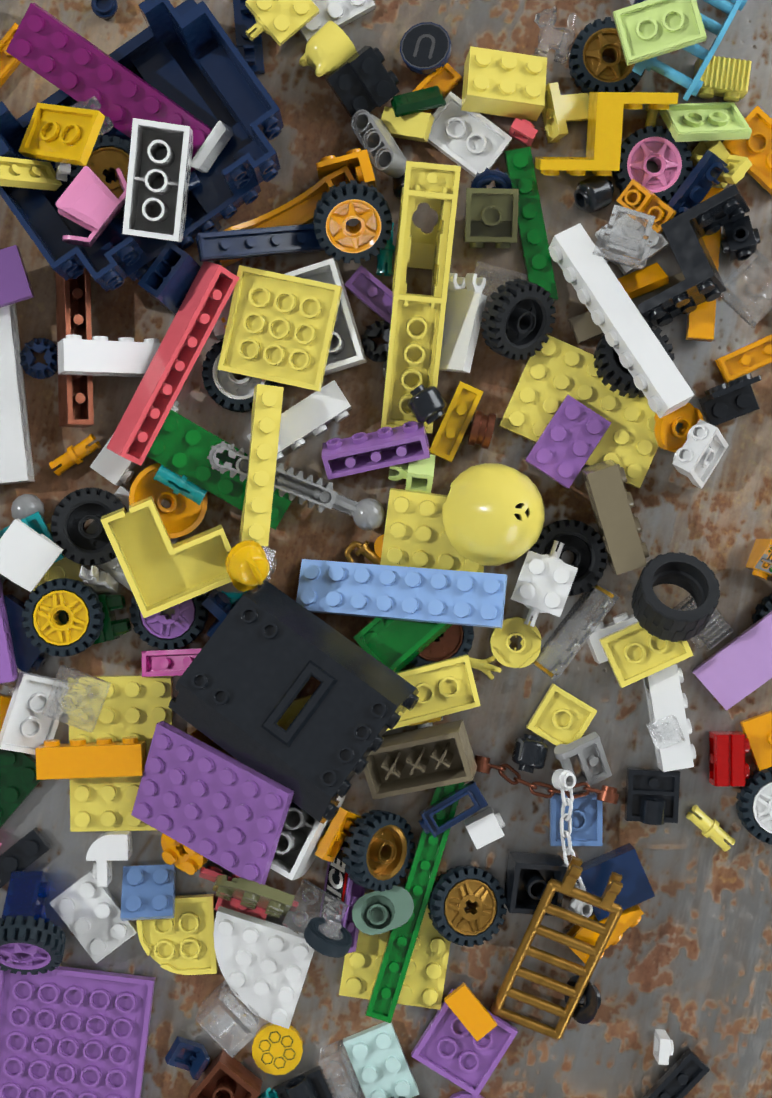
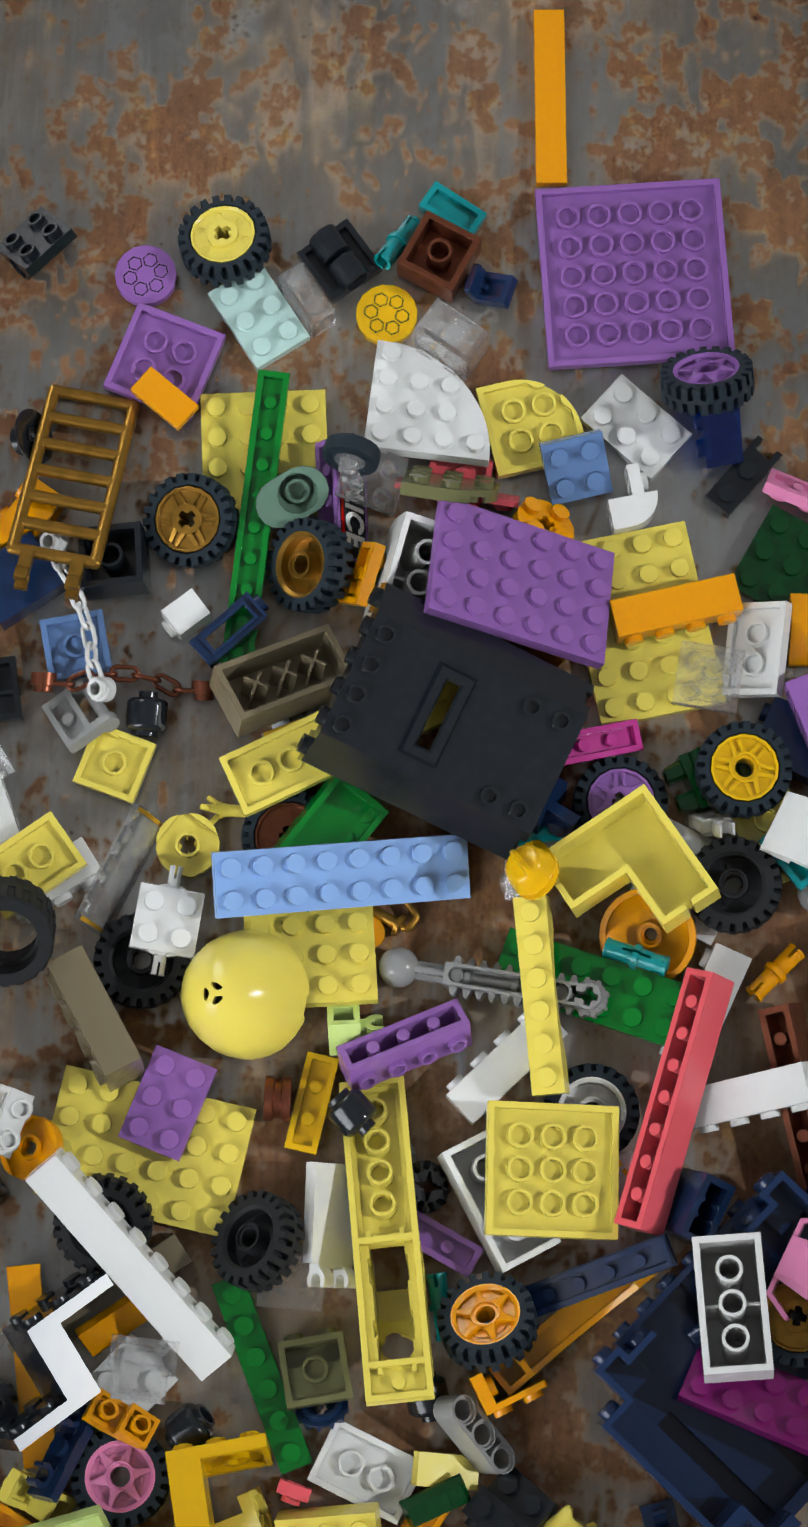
camera: 170 degrees right, 10 degrees down
(212, 147) = (680, 1379): white tile -> none

